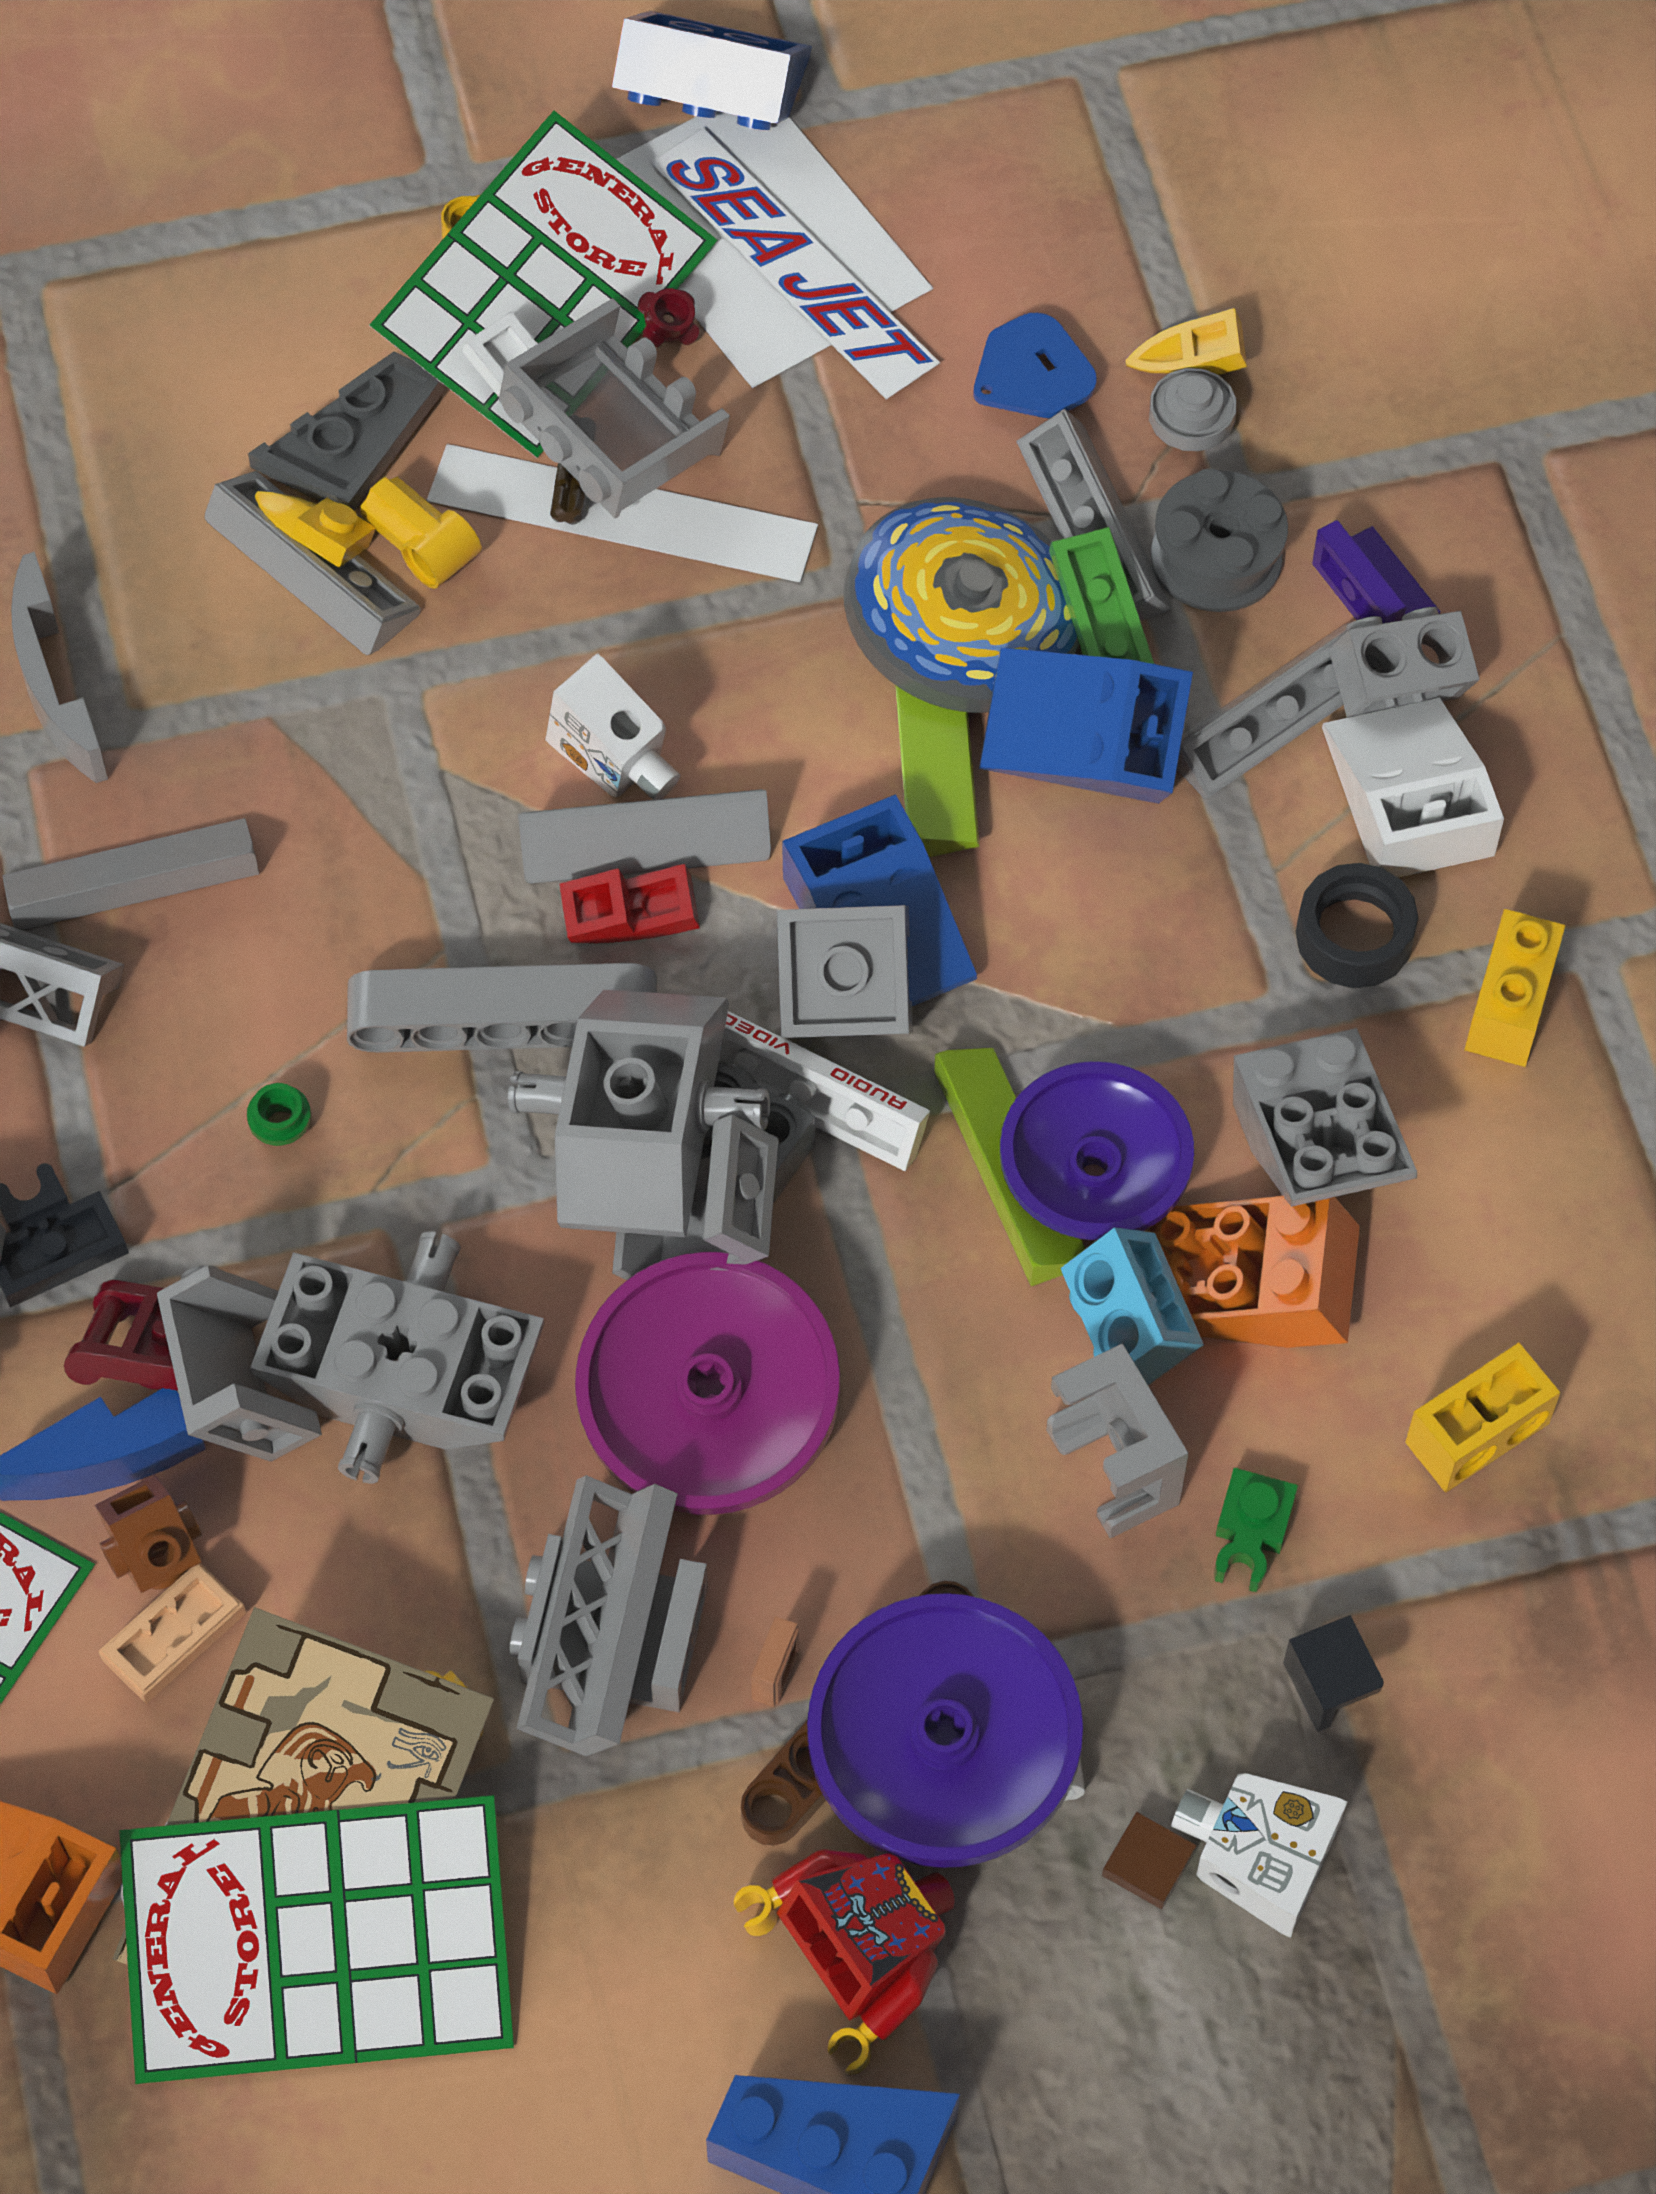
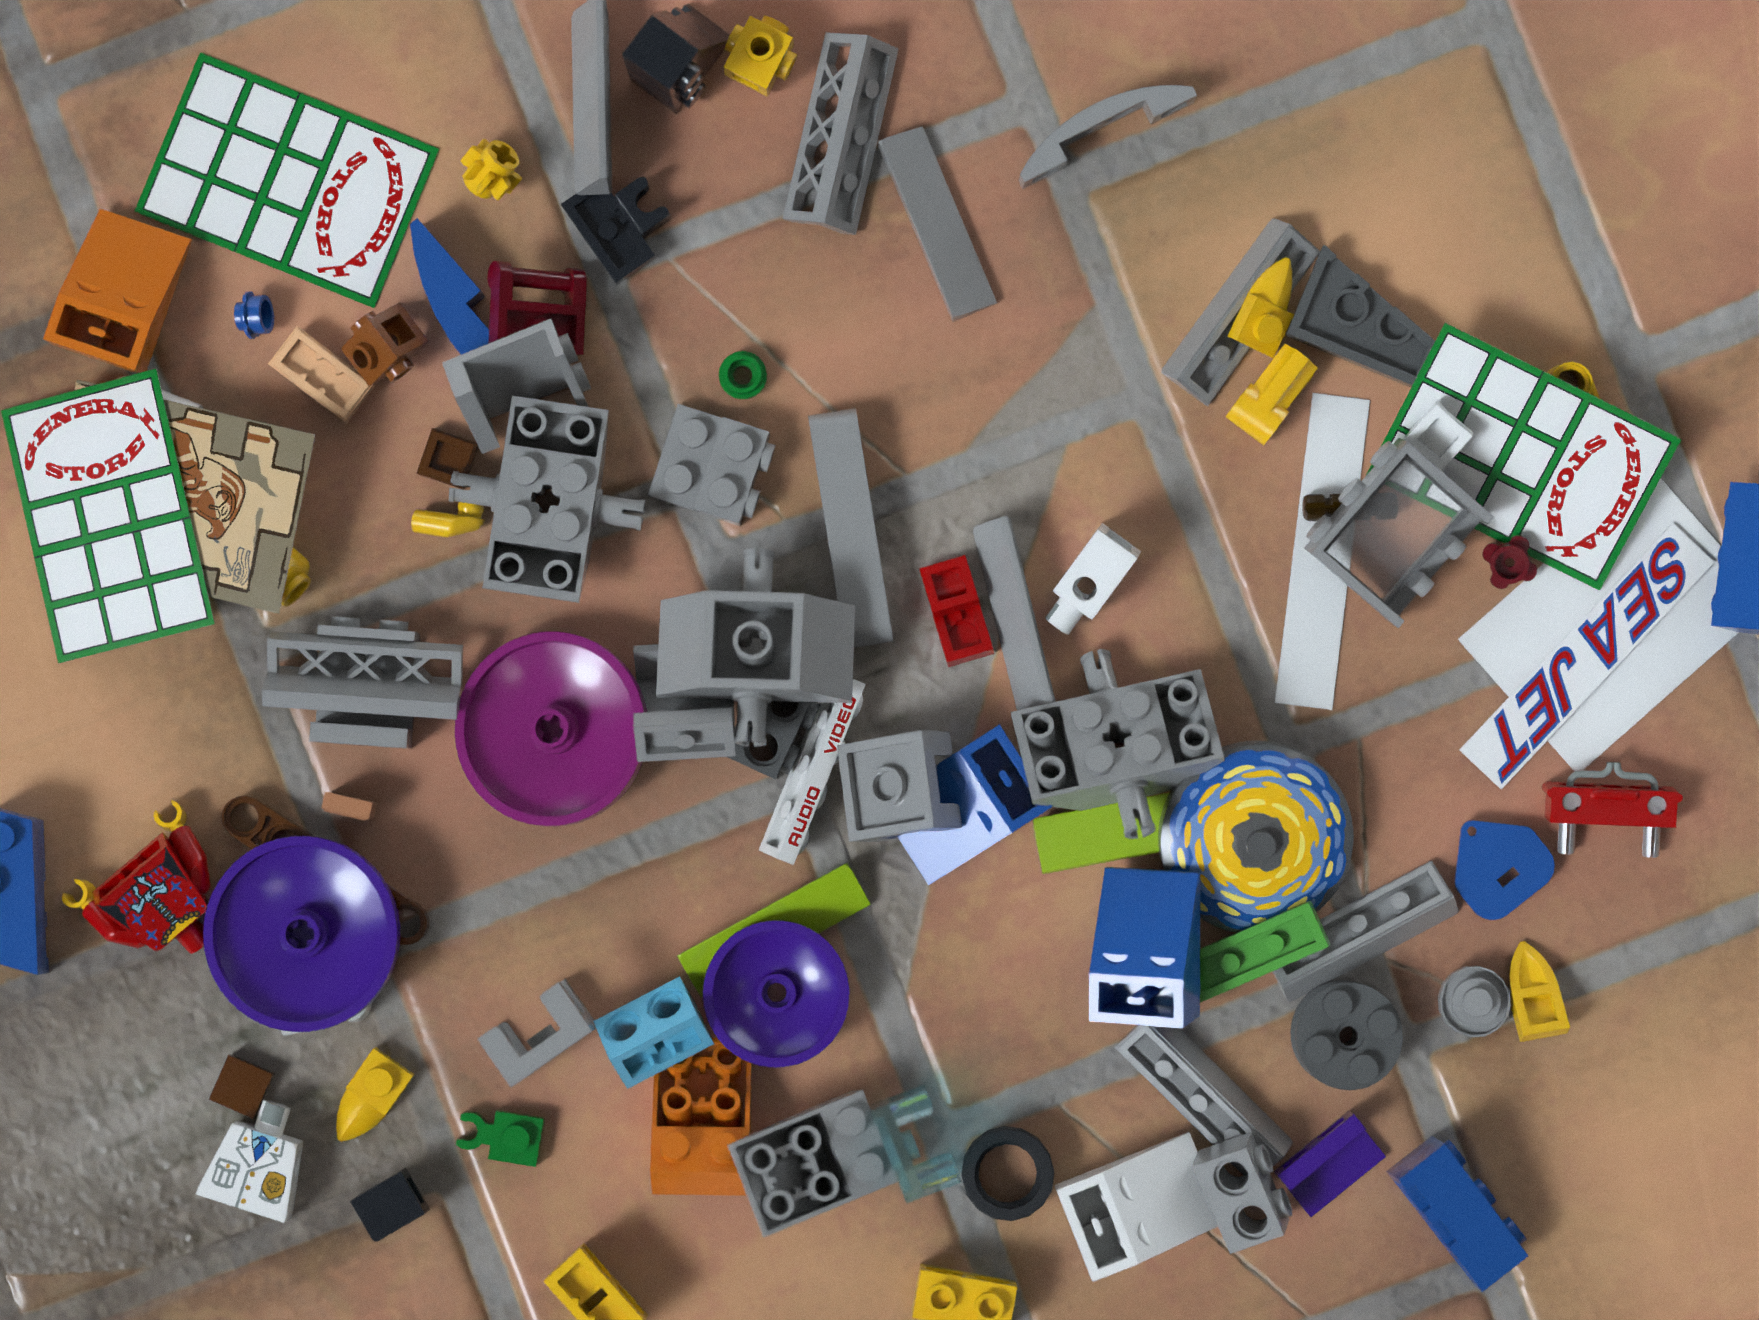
camera: 80 degrees right, 25 degrees up
(71, 1711) = (254, 315): none -> blue plate
(318, 1491) = (446, 454): none -> reddish brown tile
(390, 1162) = (711, 465): none -> light grey plate
(409, 1493) = (448, 524): none -> yellow arm
(824, 717) = (1072, 749): none -> light grey slope
(974, 250) = (1611, 805): none -> red piece
(1177, 1692) = (370, 1094): none -> yellow plate
(1285, 1018) = (918, 1179): none -> clear light blue panel
(1443, 447) = (1459, 1211): none -> blue wedge

